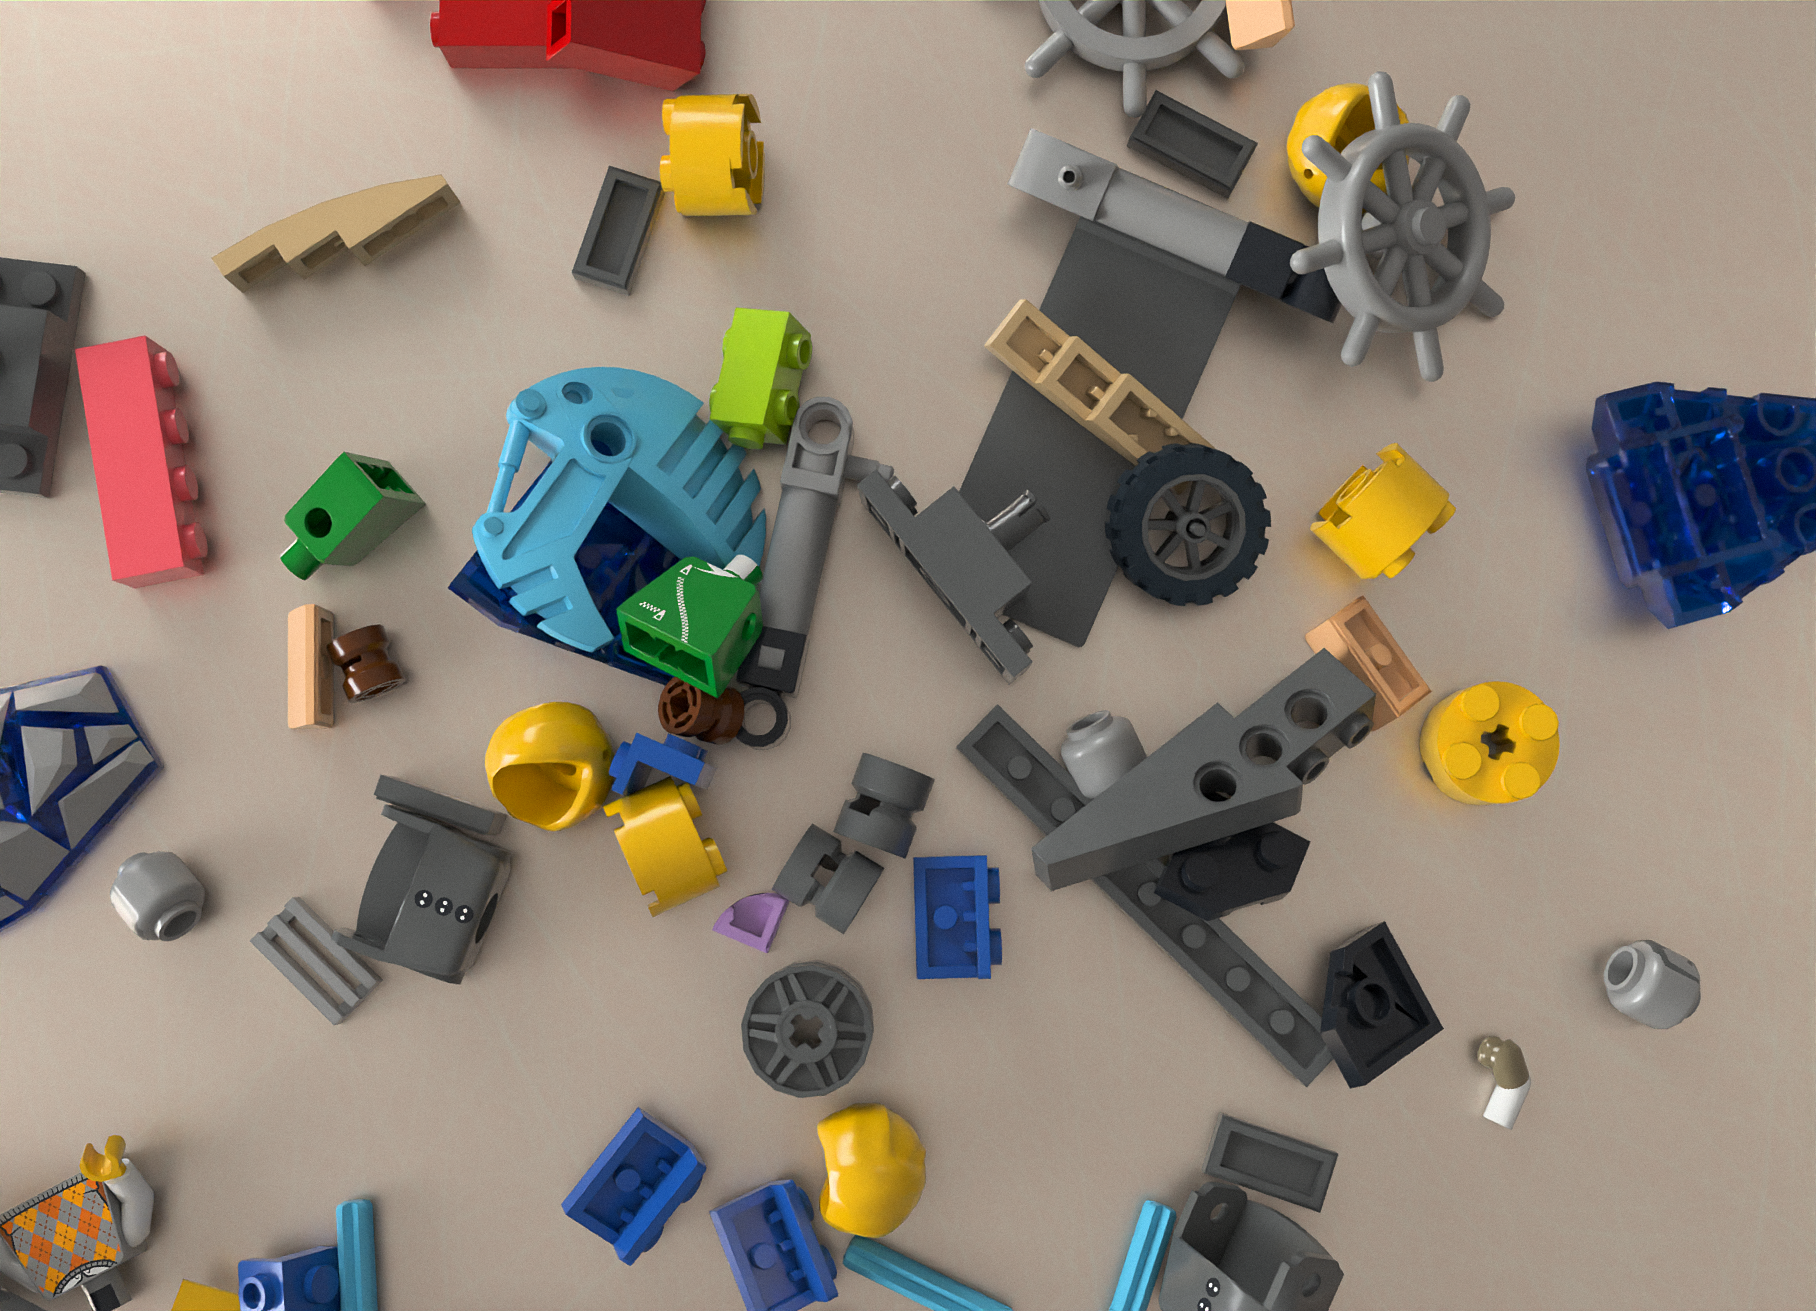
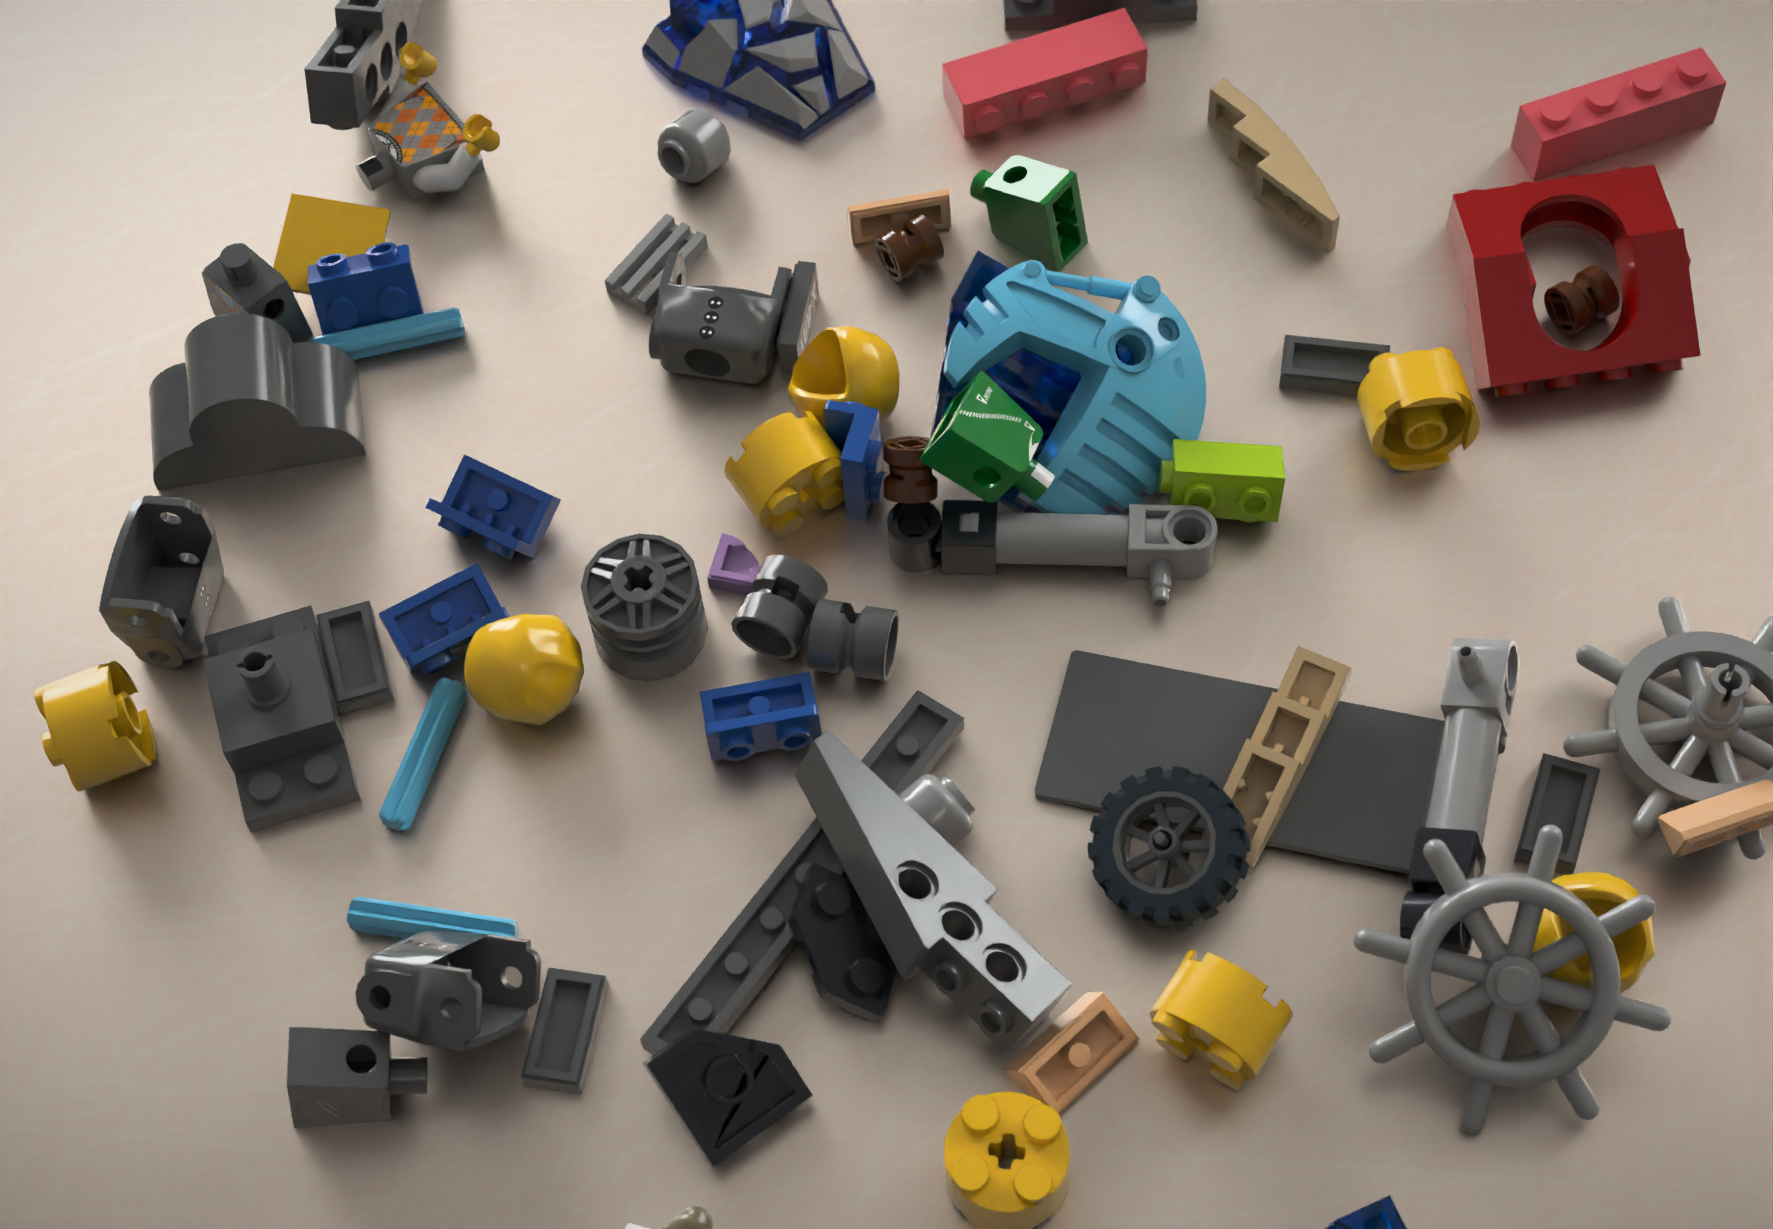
camera: 85 degrees right, 25 degrees down
(964, 560) = (1080, 654): dark grey brick -> none

